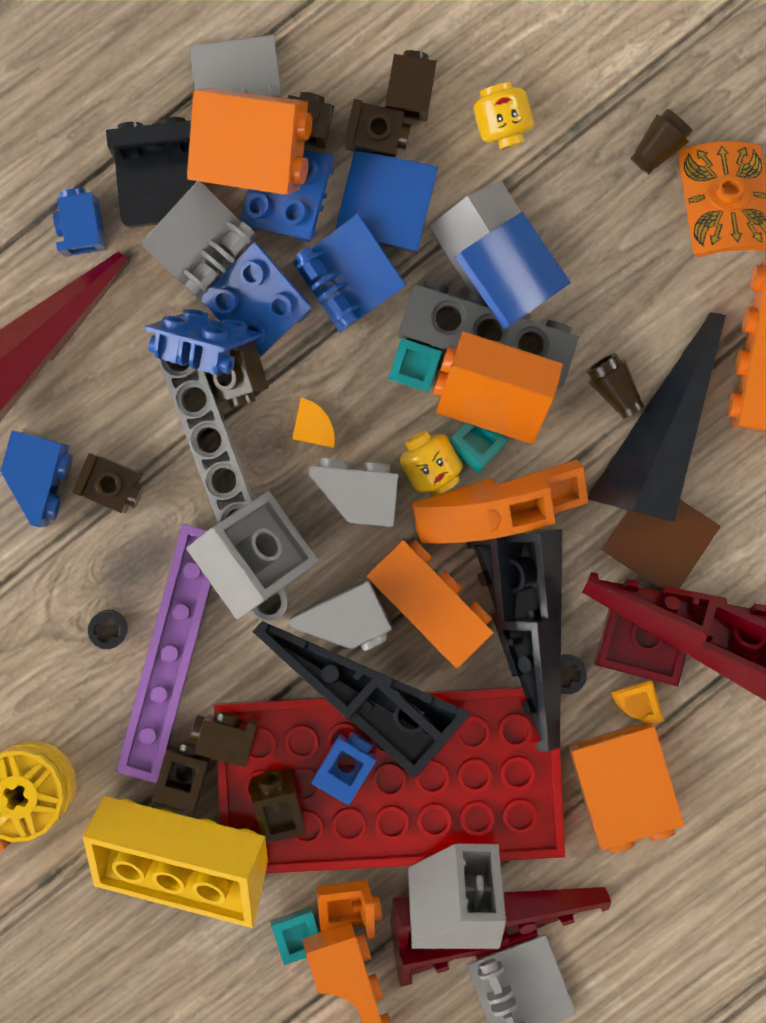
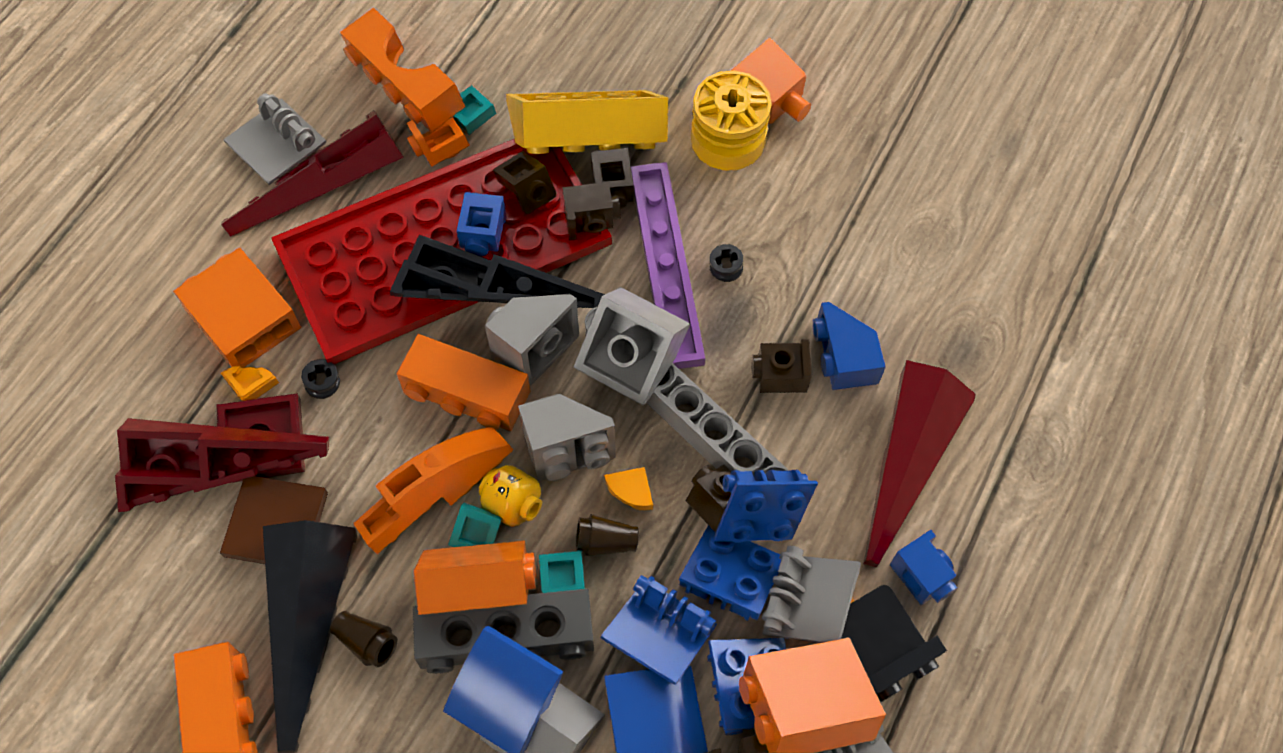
camera: 155 degrees right, 25 degrees down
(360, 386) = (605, 536): none -> dark brown cone
(457, 899) = (348, 164): light grey slope -> none
(527, 596) = (370, 401): black wedge -> none

